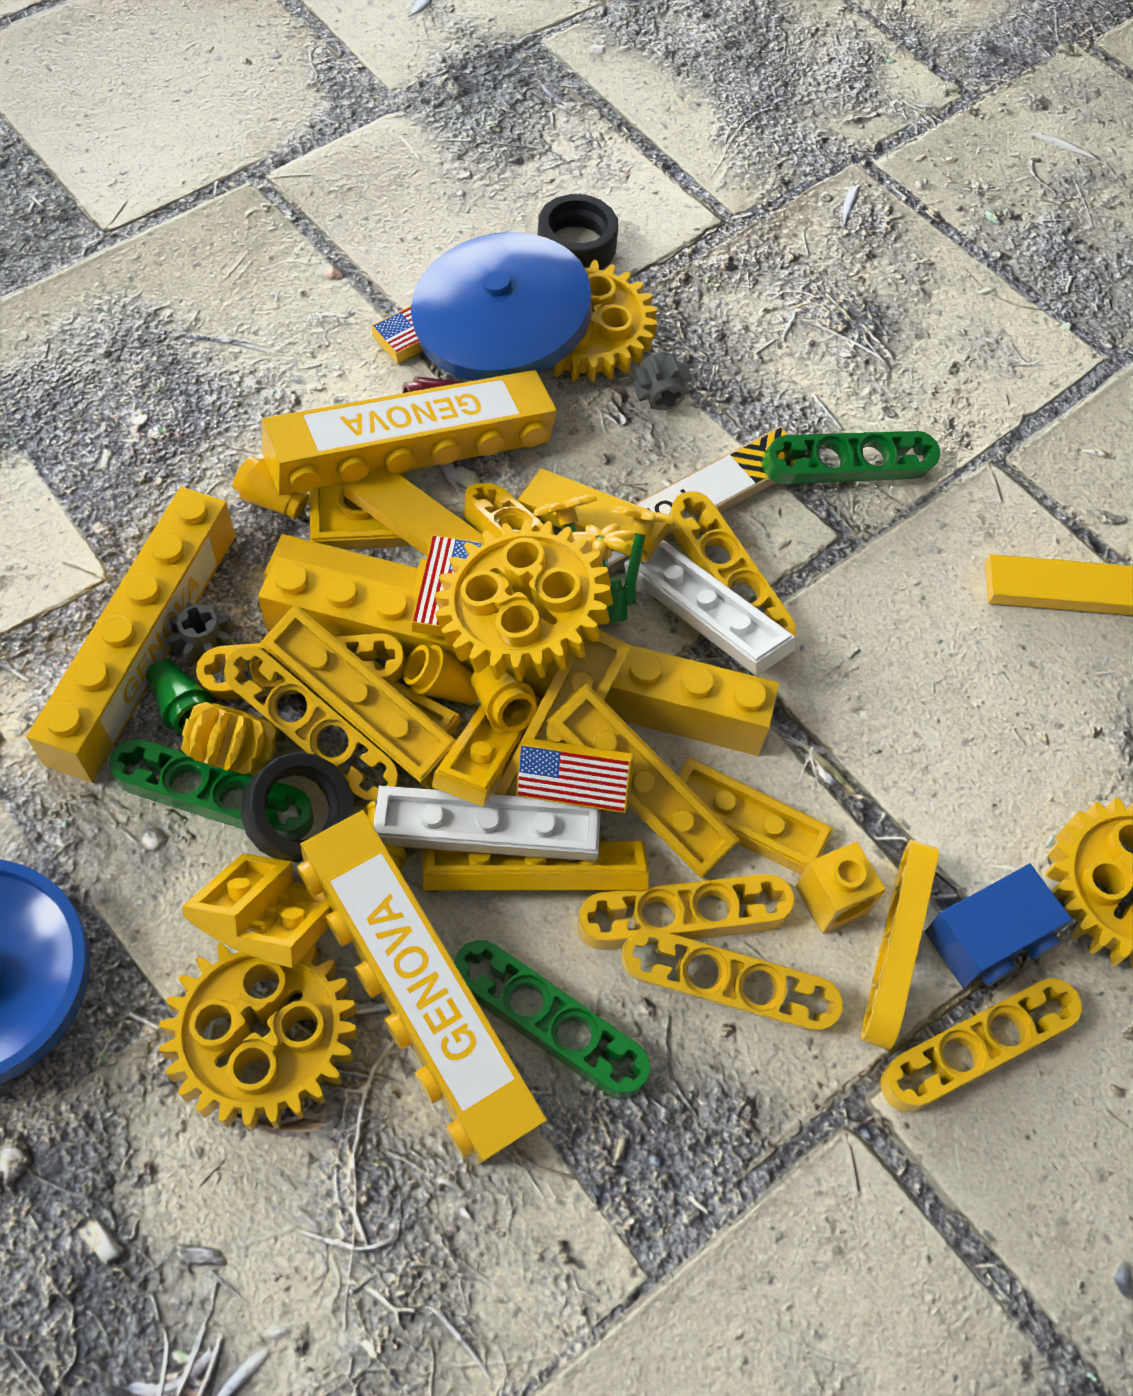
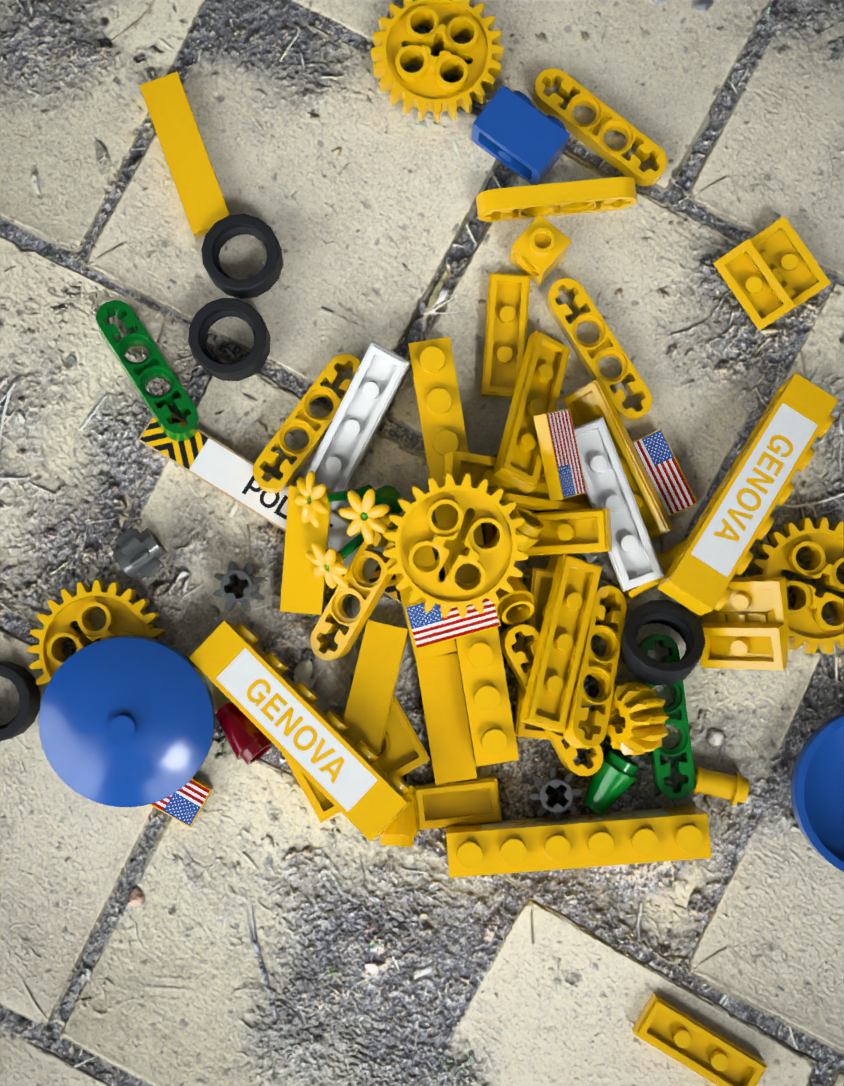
camera: 100 degrees left, 25 degrees up
(96, 809) = (721, 785): none -> yellow pin
(248, 550) = (457, 803): none -> yellow tile
(496, 915) = (665, 472): none -> tile
(556, 1011) = (710, 406): green beam -> none
(585, 448) = (229, 580): none -> dark grey gear
(697, 1182) = (771, 273): none -> yellow slope
(731, 976) = (642, 299): yellow beam -> none
(866, 513) = (212, 313): none -> black tyre
(962, 563) = (226, 230): none -> black tyre

